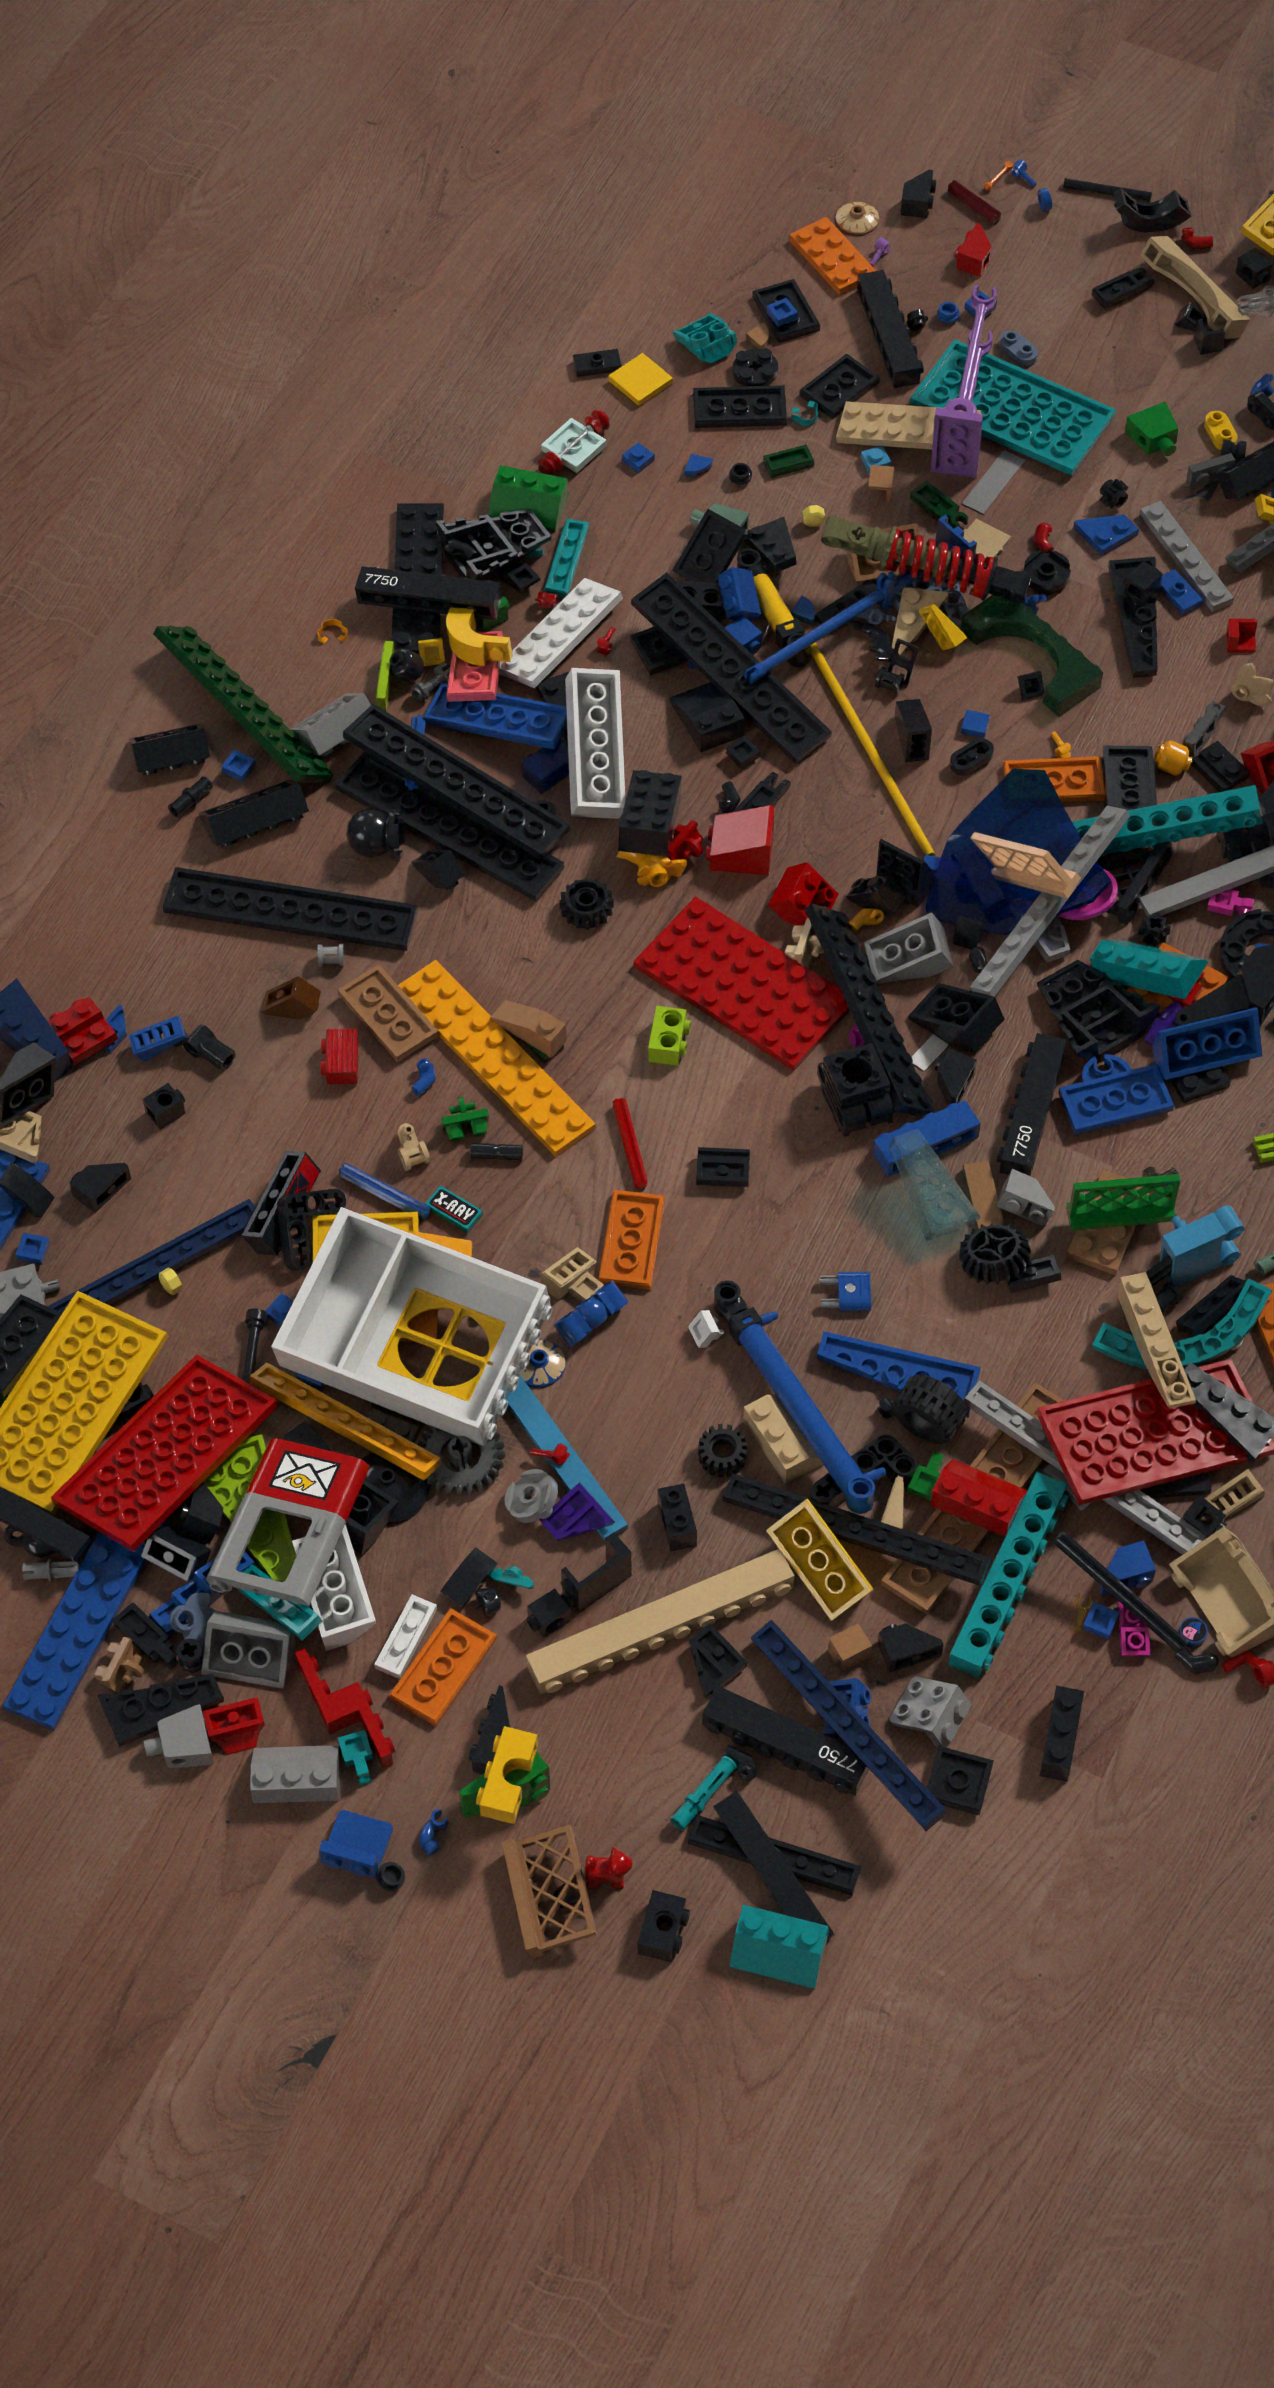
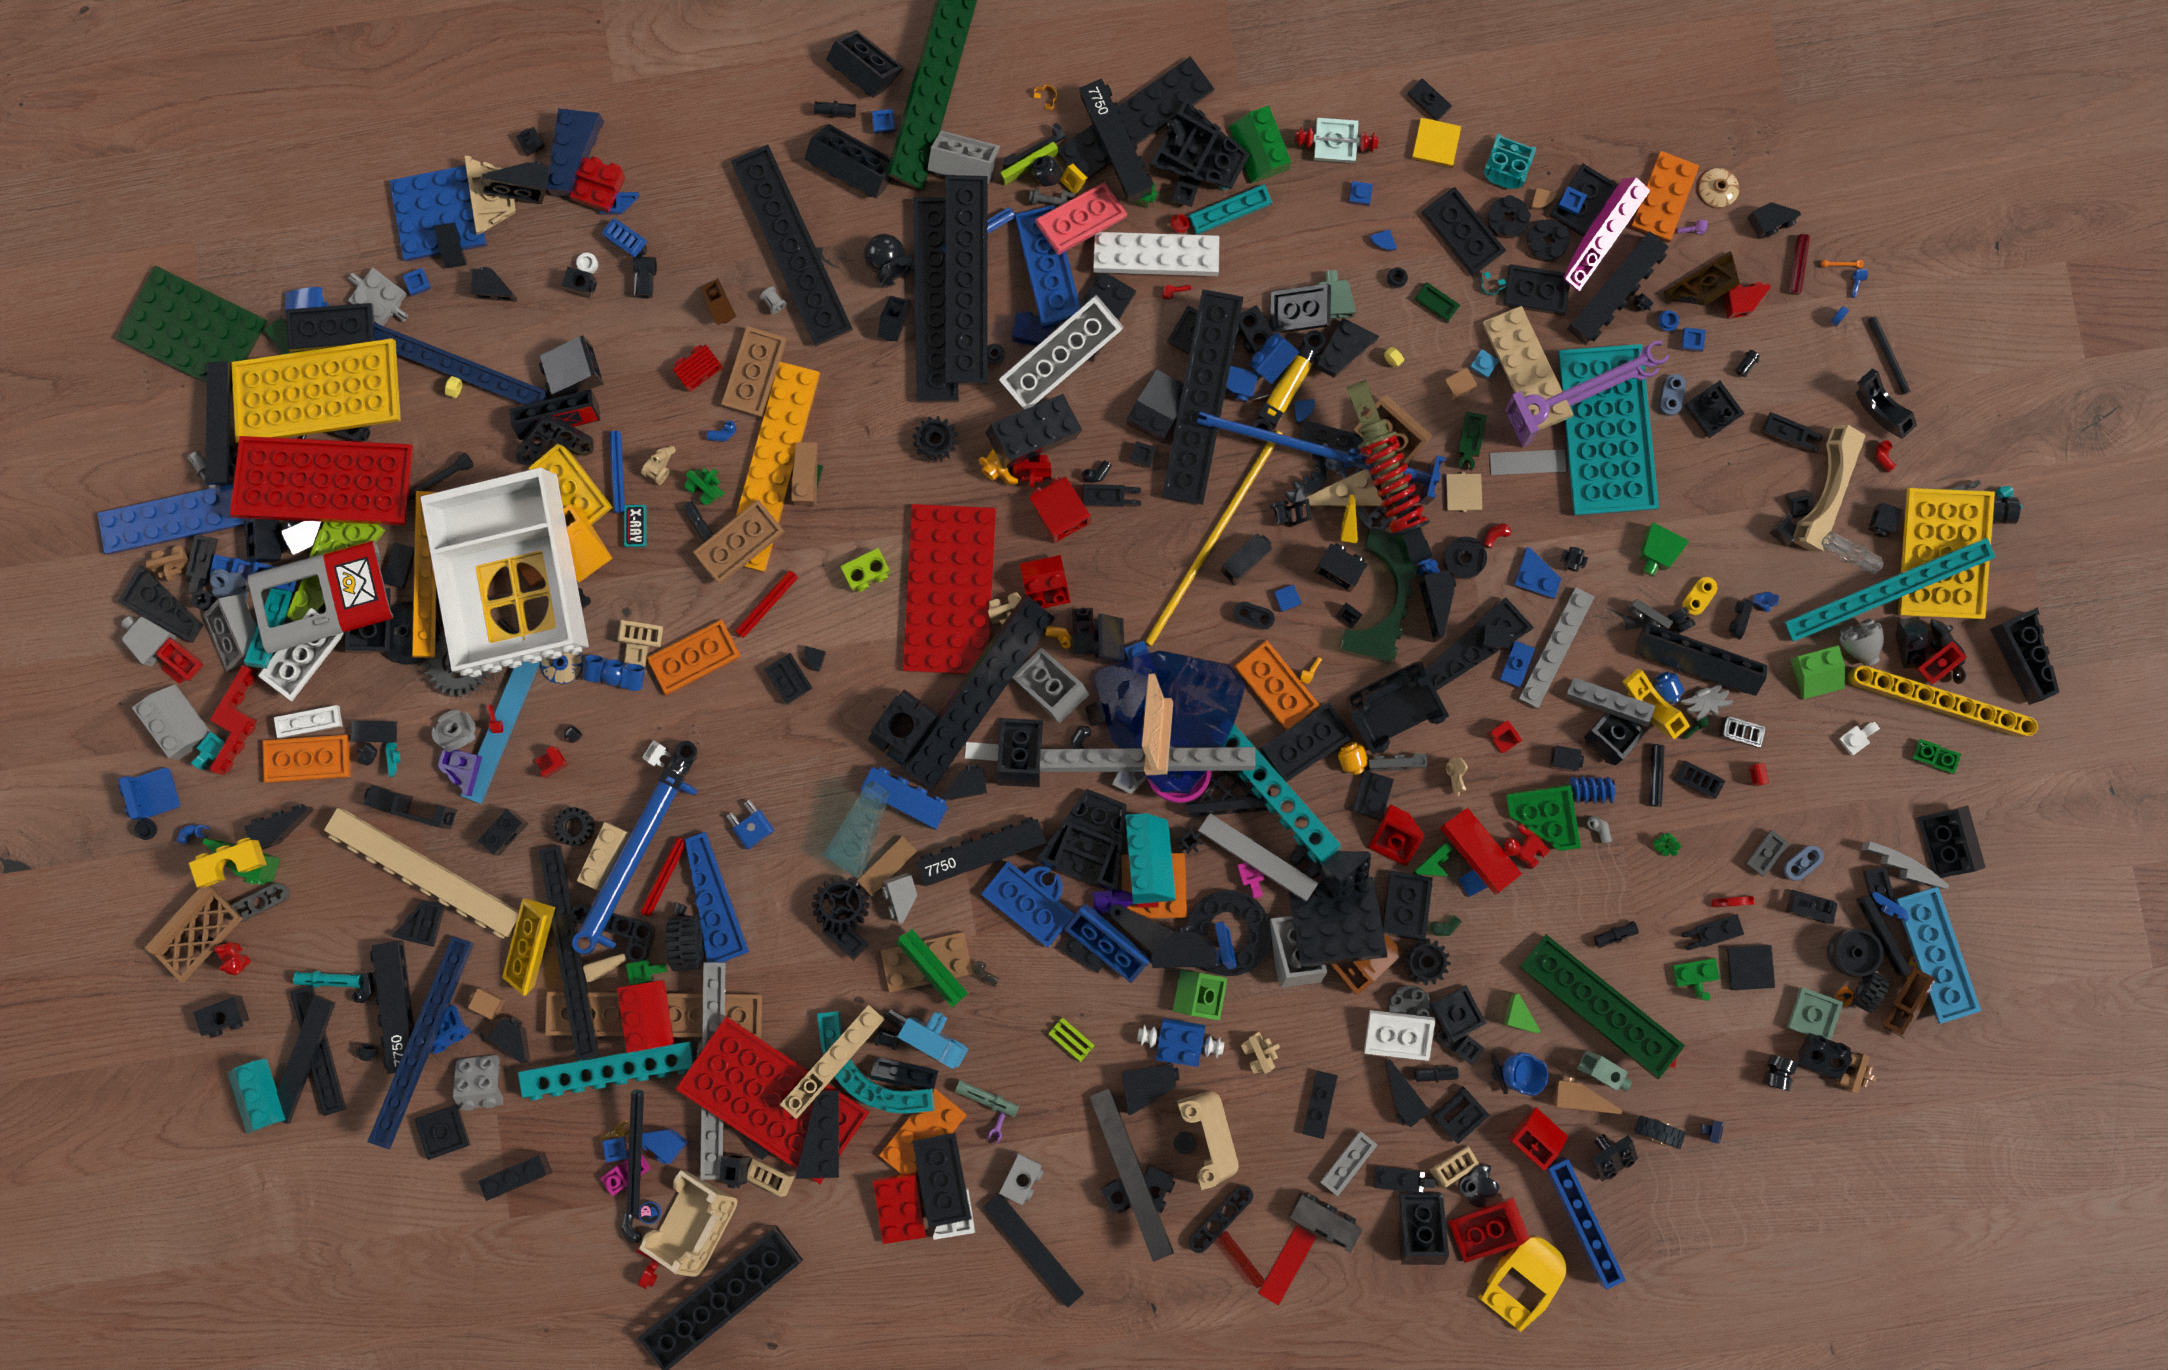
camera: 55 degrees right, 25 degrees up
(147, 1087) = (587, 262): none -> white tile
(246, 1158) = (571, 368): none -> slope
(279, 1309) = (484, 472): blue plate -> none
(376, 642) = (1058, 135): none -> black hinge
(473, 646) = (1099, 186): yellow arch -> none
(550, 1122) = (738, 542): none -> medium nougat tile
(559, 1791) = (270, 890): none -> dark grey beam
(623, 1392) = (572, 733): none -> black hinge
(636, 1430) = (551, 762): none -> red panel
(719, 1134) = (814, 657): none -> black tile
(801, 343) = (1558, 234): none -> black plate
(813, 1803) = (366, 1051): none -> black plate
(827, 302) = (1605, 230): none -> slope
(839, 1402) = (663, 877): none -> red axle
(938, 265) = (1706, 283): none -> dark brown wing
(982, 659) = (1341, 567): none -> black brick
(1031, 277) = (1751, 357): none -> black pin
(1056, 325) = (1714, 409): none -> black plate
(1076, 607) = (1437, 595): none -> black slope
(1148, 690) = (1395, 705): none -> black windscreen

